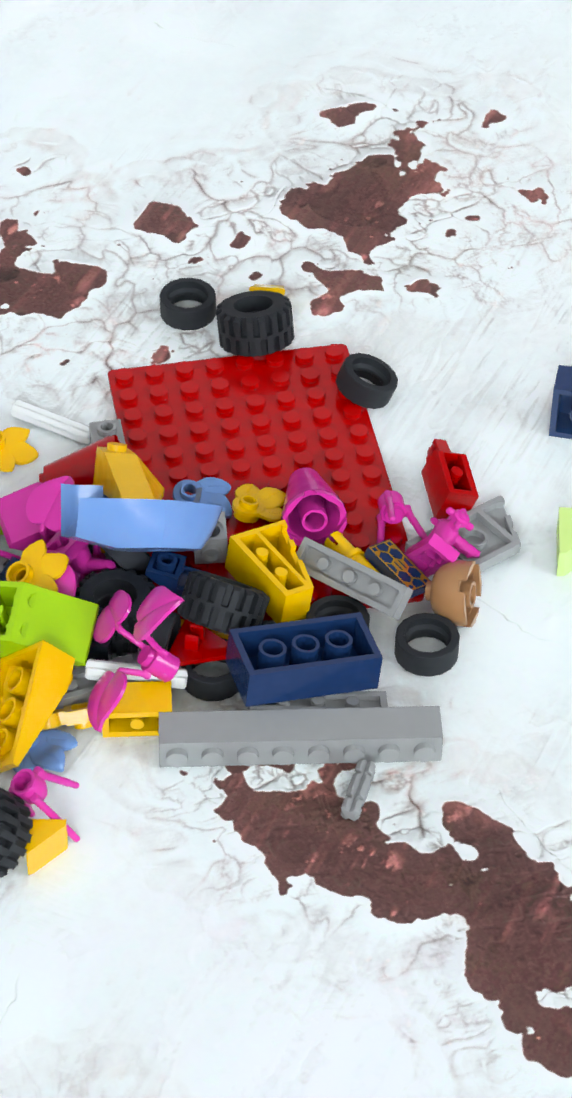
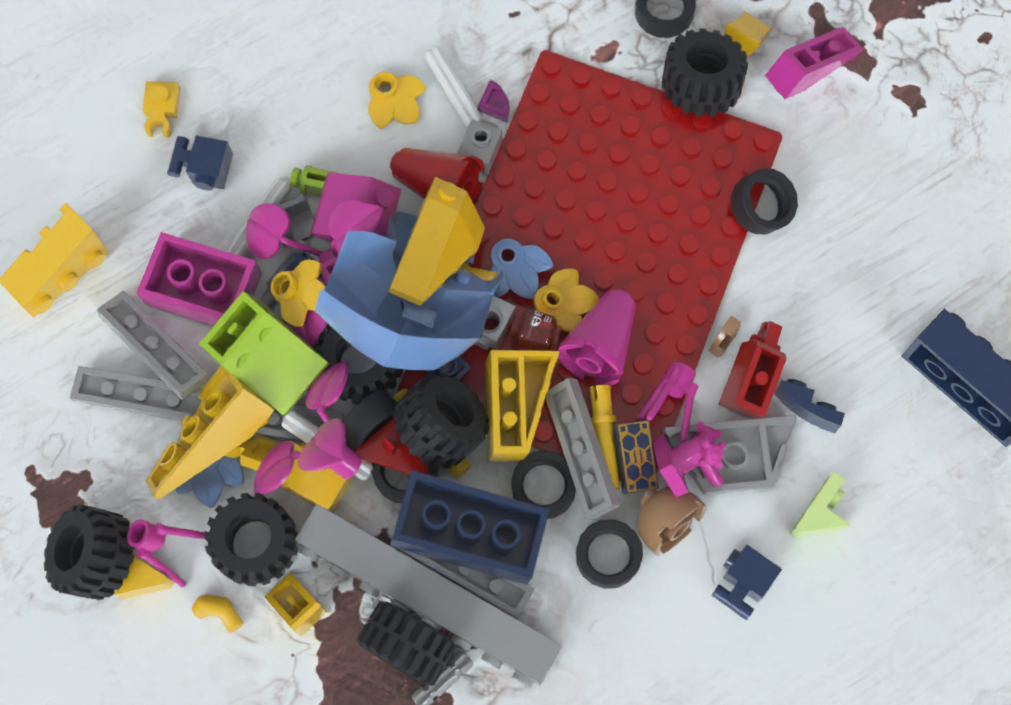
camera: 35 degrees right, 30 degrees up
(90, 413) = (494, 102): none -> magenta tile
(119, 787) = (227, 524): none -> black tyre
(125, 833) = (220, 607): none -> yellow arm
(193, 796) = (295, 604): none -> yellow slope
(251, 518) = (535, 331): none -> clear red head
(312, 758) = (406, 643): none -> black tyre
(331, 291) = (812, 61): none -> dark pink slope
(405, 474) = (725, 337): none -> medium nougat tile
(514, 488) = (798, 399): none -> dark blue slope
(548, 606) = (750, 575): none -> dark blue brick

